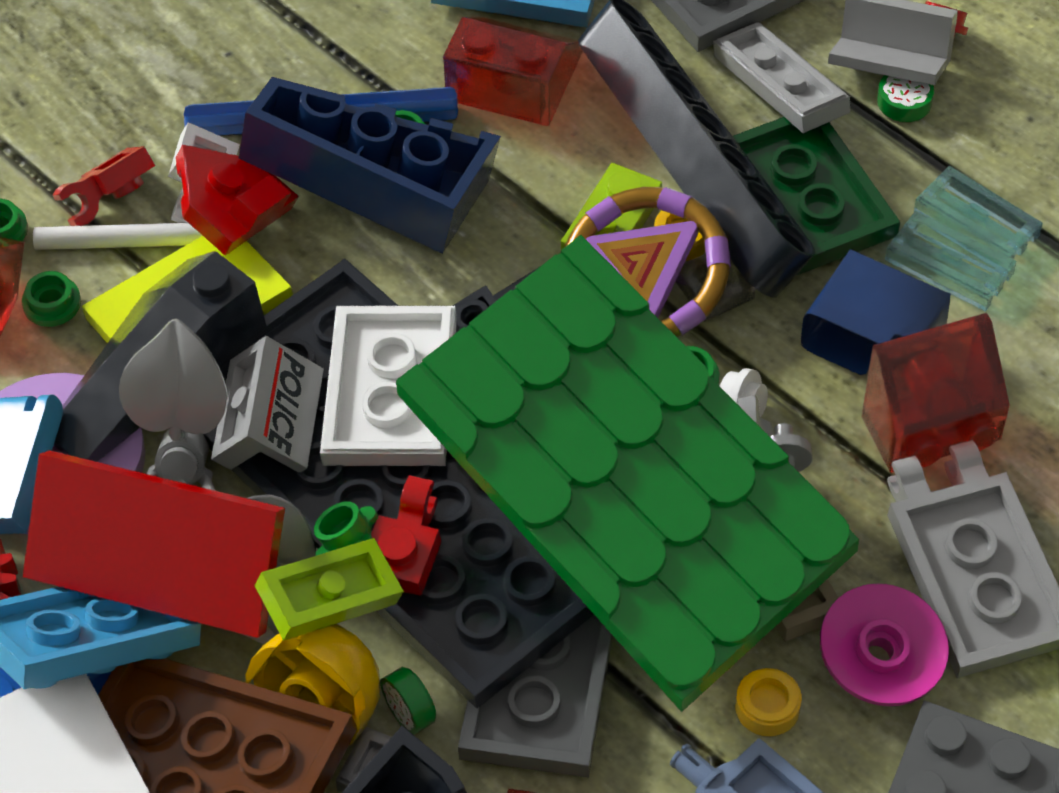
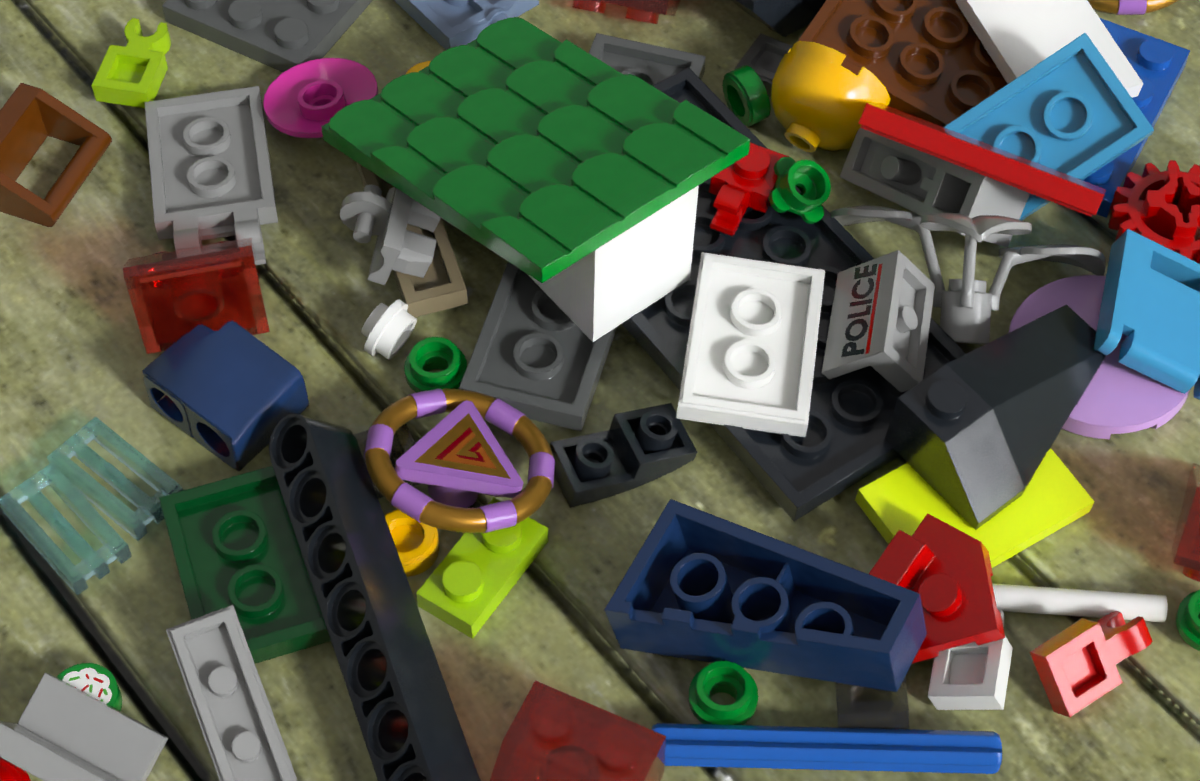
camera: 175 degrees left, 0 degrees up
(46, 288) = (1138, 507): green plate -> none
(328, 588) = (816, 102): lime plate -> none

